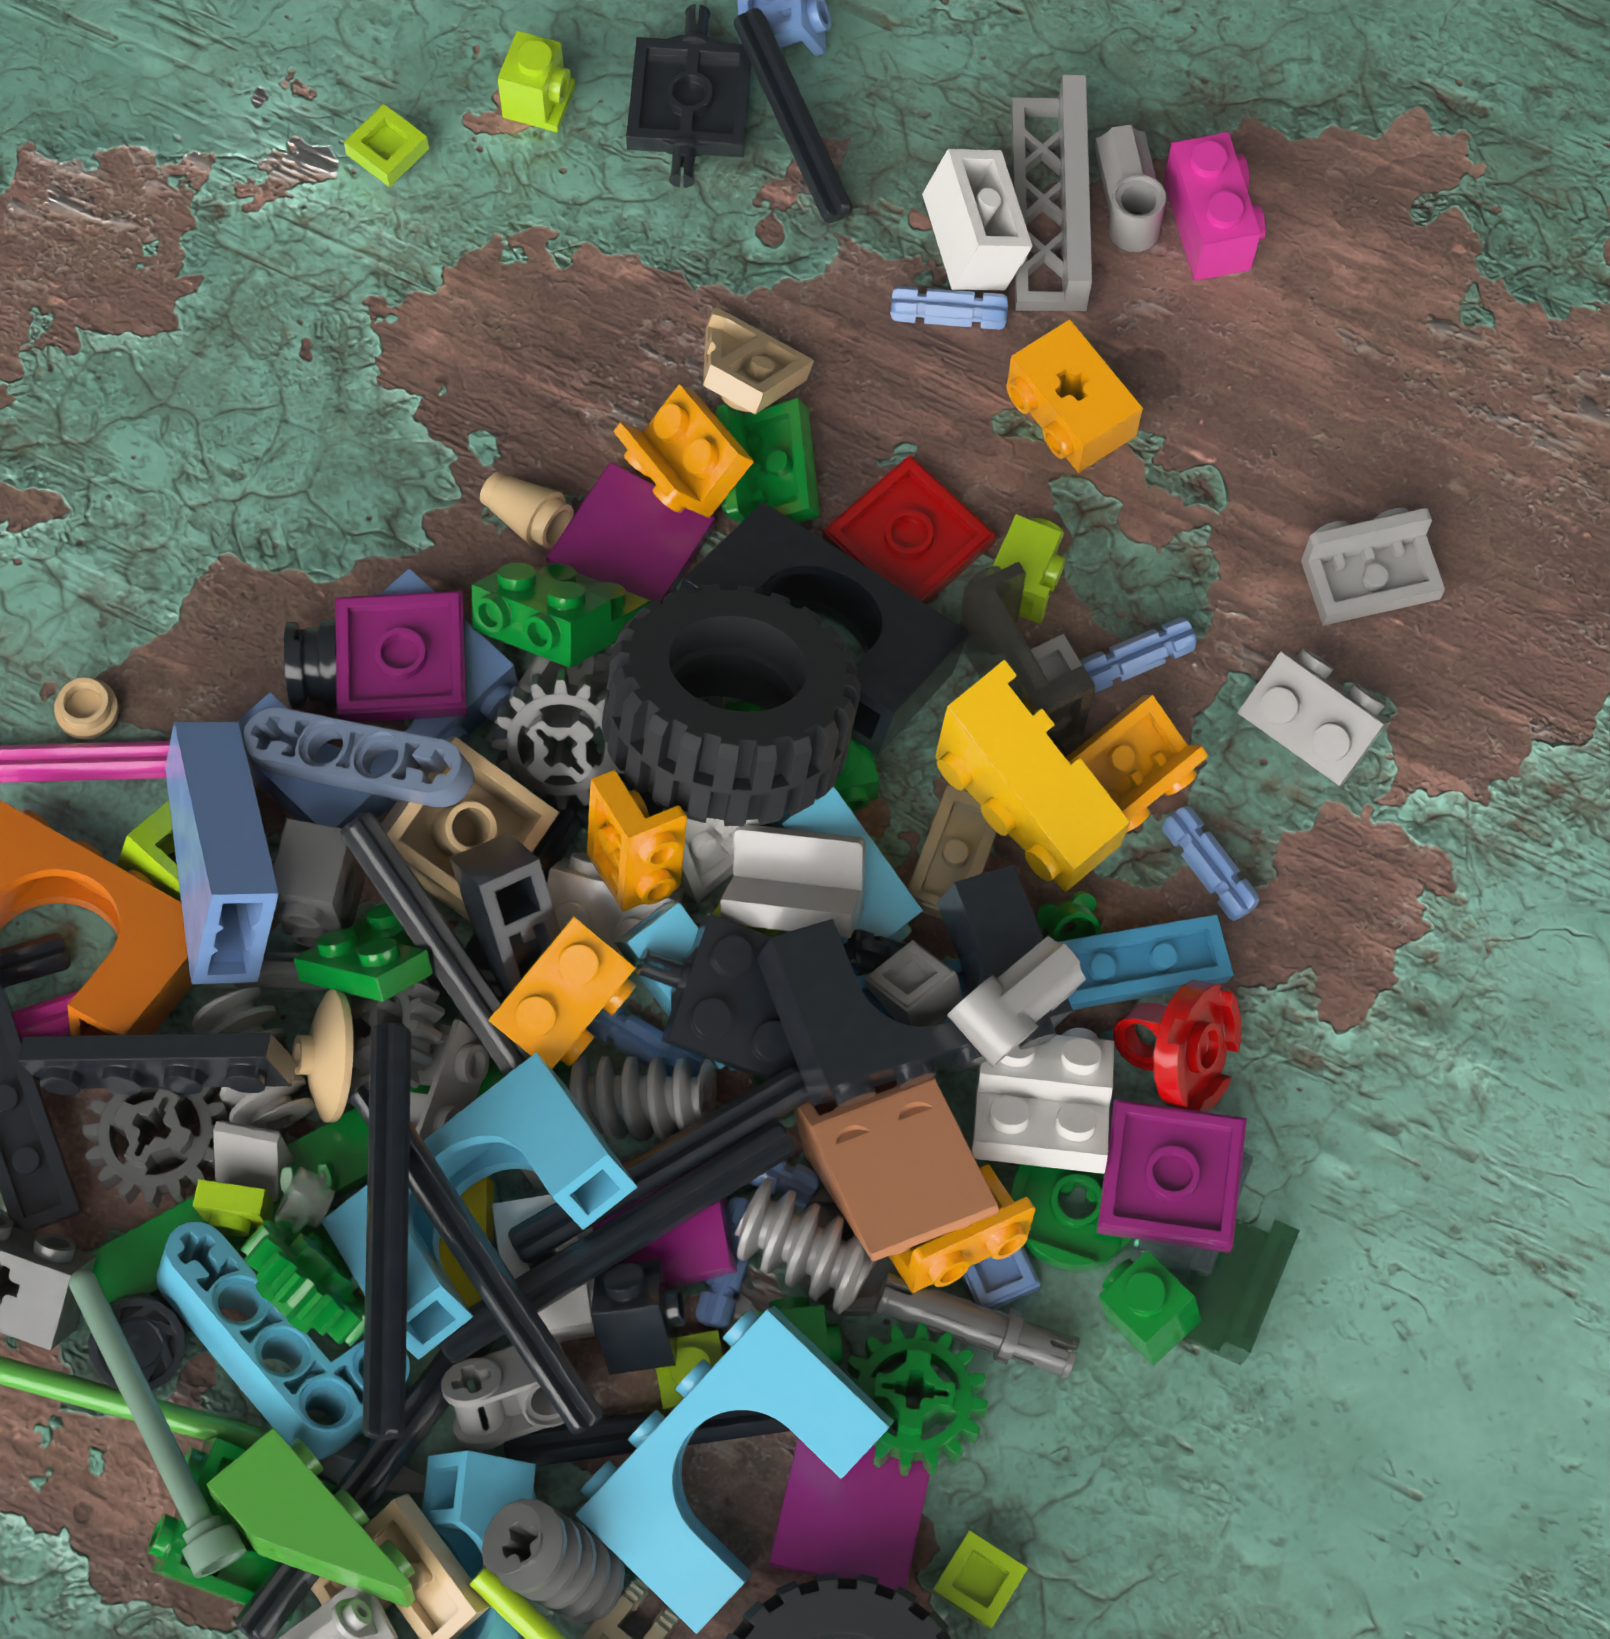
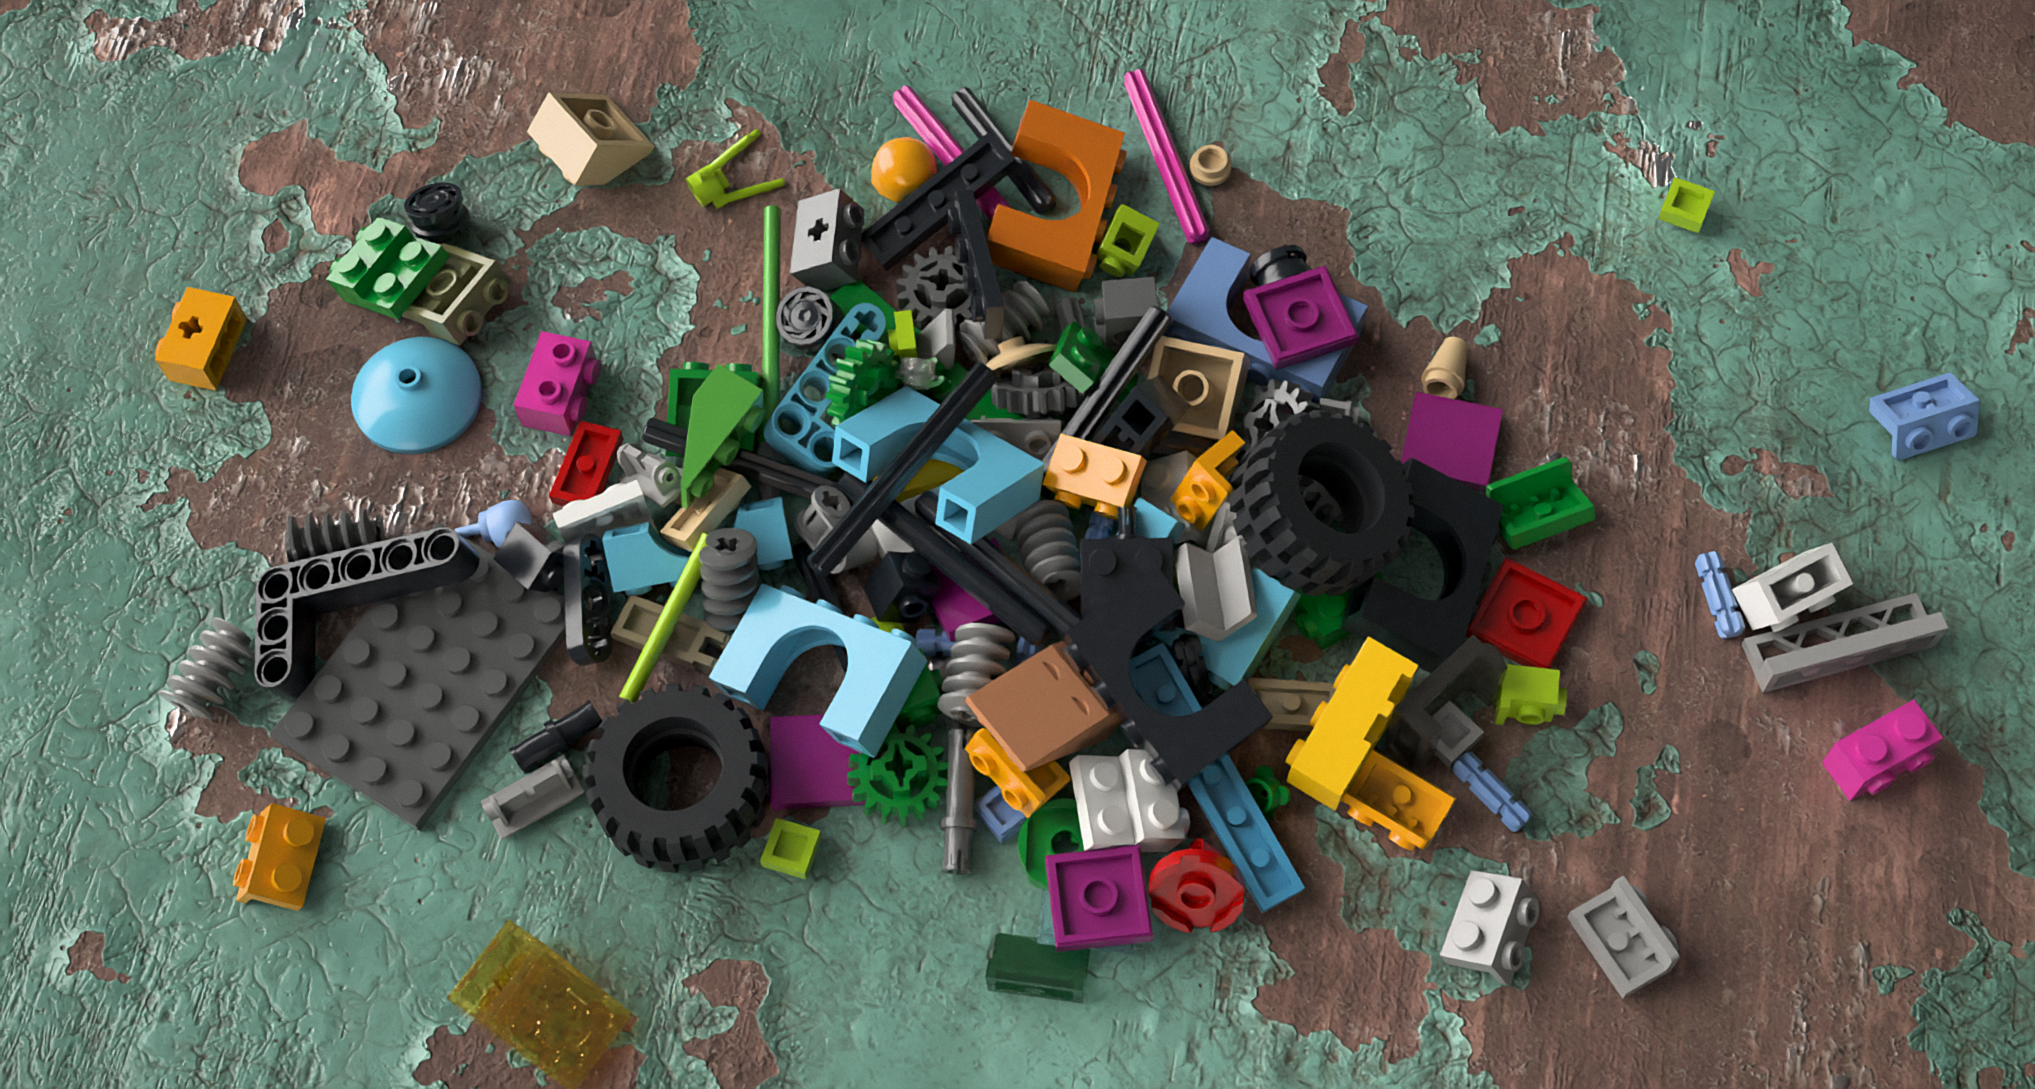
camera: 80 degrees right, 5 degrees down
(208, 1539) = (688, 382): sand green piece -> none
(219, 853) = (1125, 251): medium blue slope -> none
(359, 749) = (1212, 304): sand blue beam -> none
(387, 1233) = (895, 403): black axle -> none
(535, 83) = (1776, 277): lime brick -> none
(552, 611) = (1367, 394): green plate -> none
(686, 454) = (1518, 448): light orange bracket -> none
(689, 97) = (1813, 378): black plate -> none
(748, 364) = (1610, 471): tan wing -> none
(793, 115) = (1825, 445): black axle -> none
(915, 987) = (1169, 686): light grey slope -> none
(1007, 1007) = (1155, 728): light grey piece -> none
(1073, 397) = (1670, 716): light orange brick -> none
(1130, 187) = (1874, 690): light grey piece -> none
(1148, 1306) = (1001, 906): green brick -> none
(1210, 863) = (1347, 880): medium blue axle -> none

